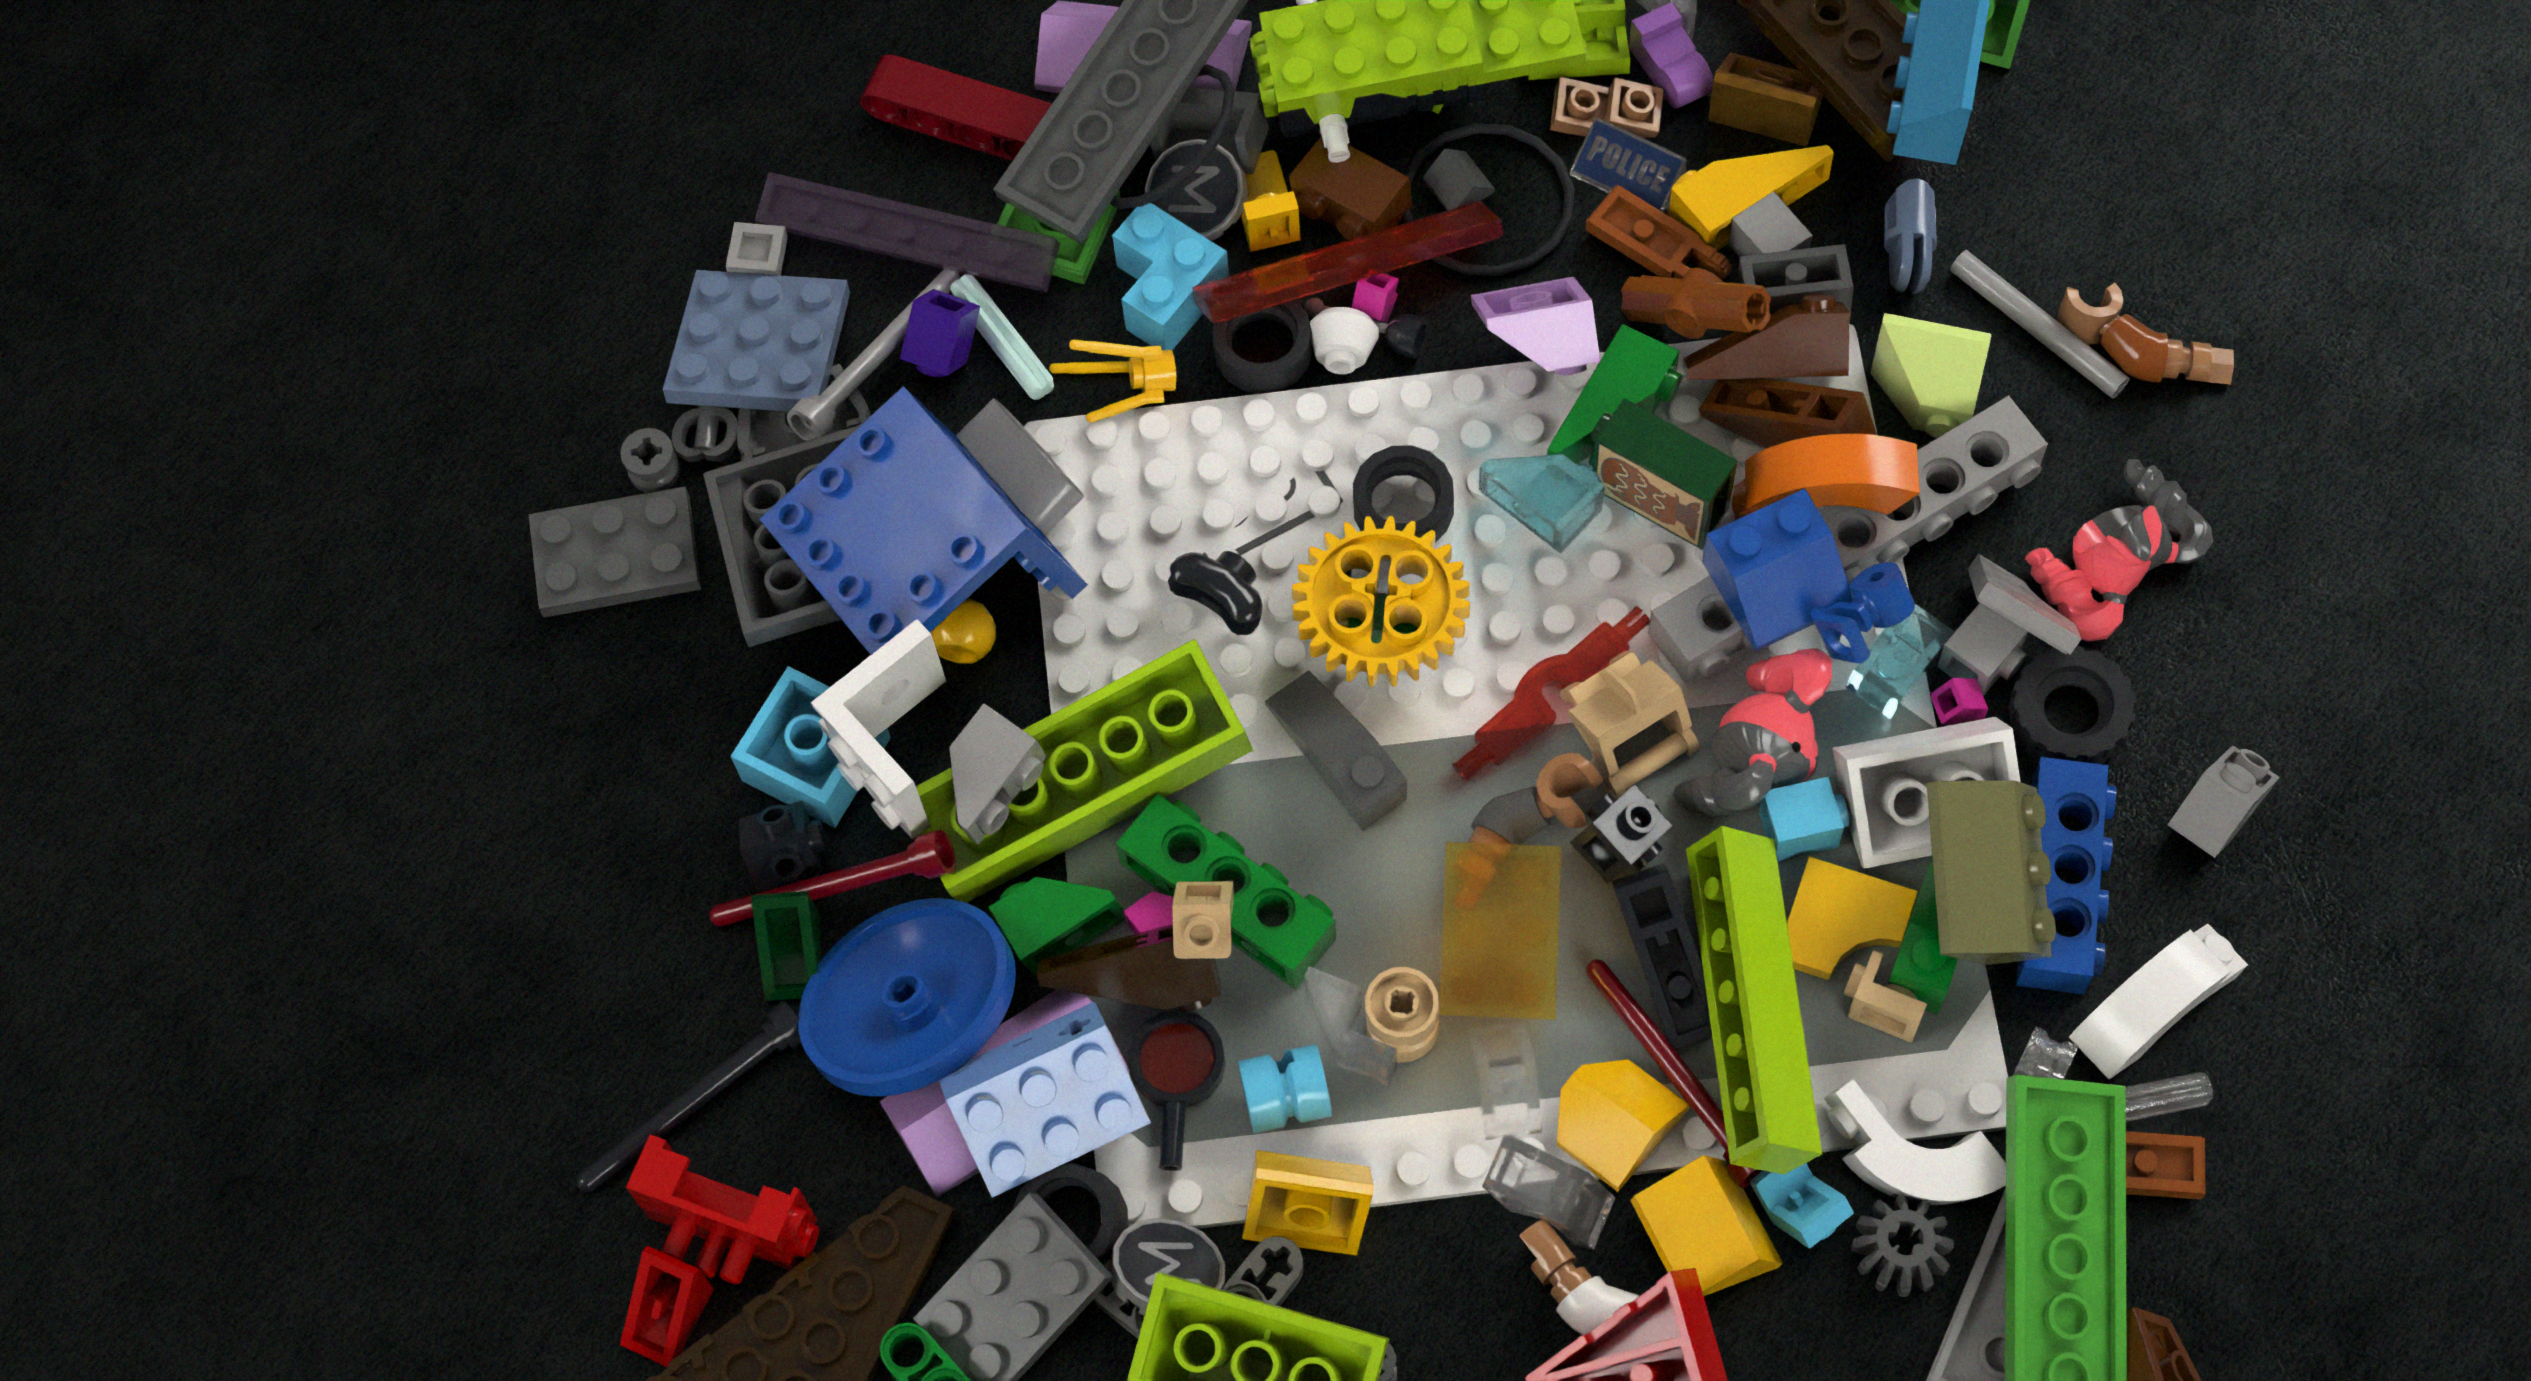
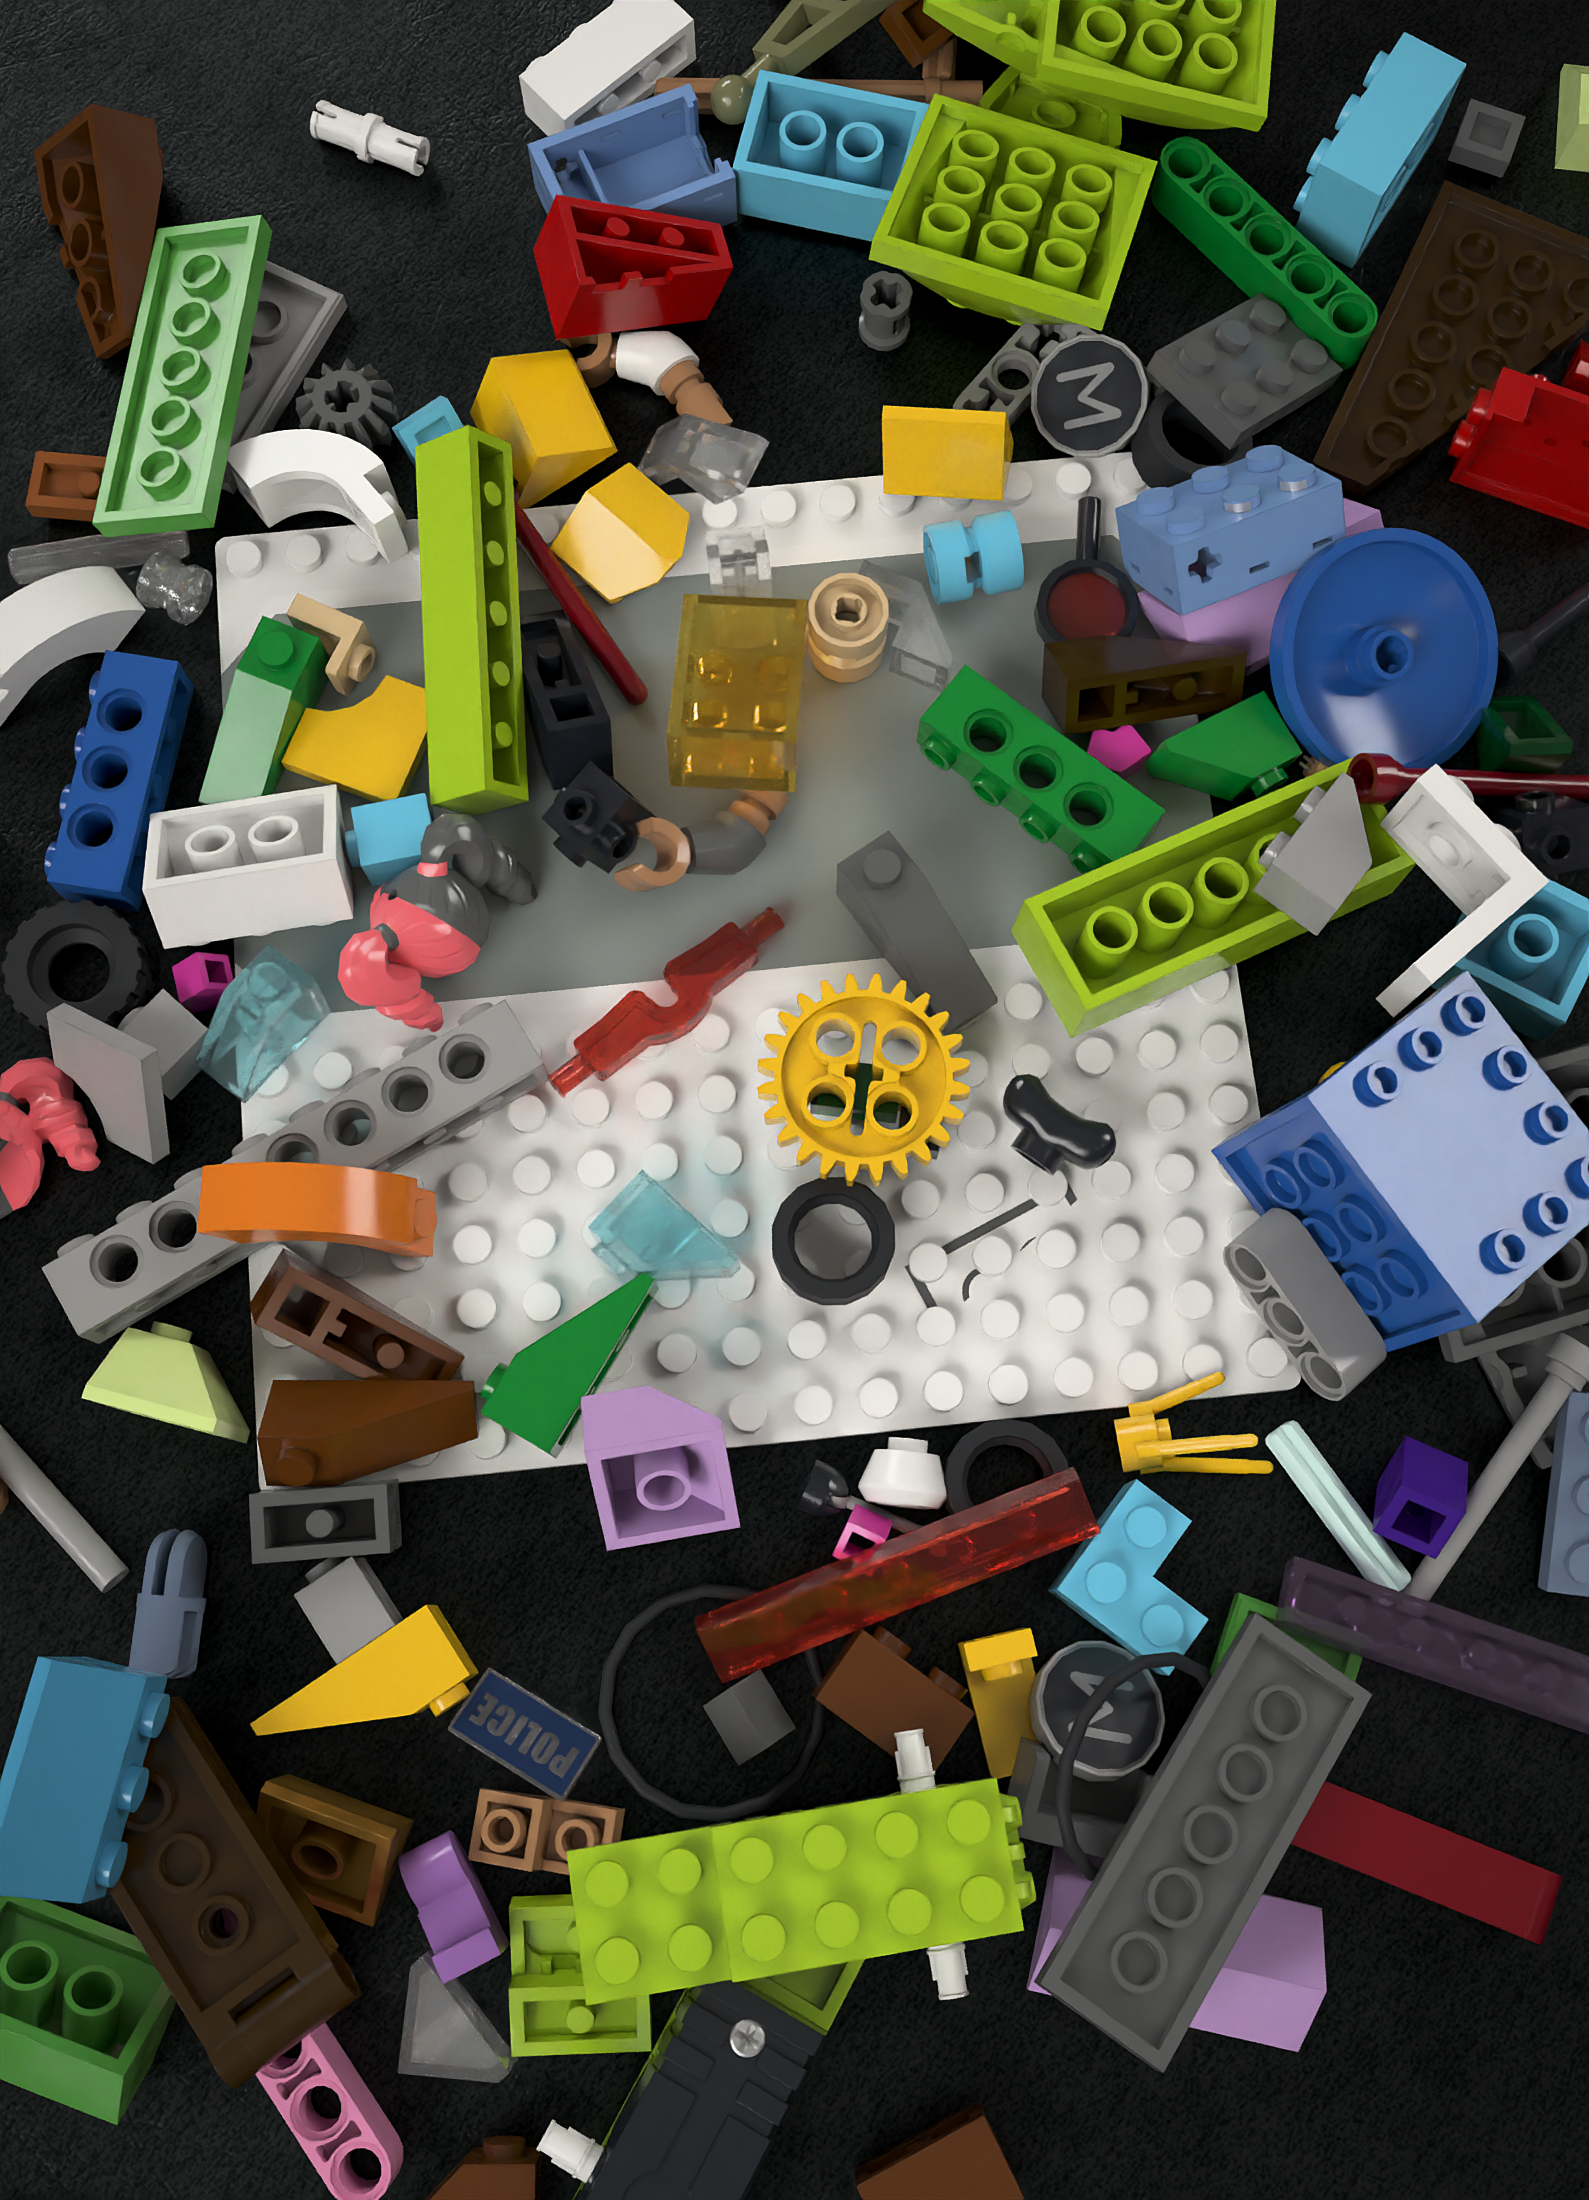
camera: 175 degrees right, 10 degrees up
(1202, 919) = (1067, 702): tan bracket -> none
(1620, 705) = (584, 950): tan piece -> none
(1652, 237) = (501, 1620): dark orange hinge -> none
(1662, 472) = (515, 1239): dark green brick -> none
(1696, 303) = (452, 1487): dark orange piece -> none
(1776, 568) = (388, 1091): blue slope -> none
(1878, 601) = (272, 1057): blue leg -> none
(1990, 871) = (191, 722): olive slope -> none

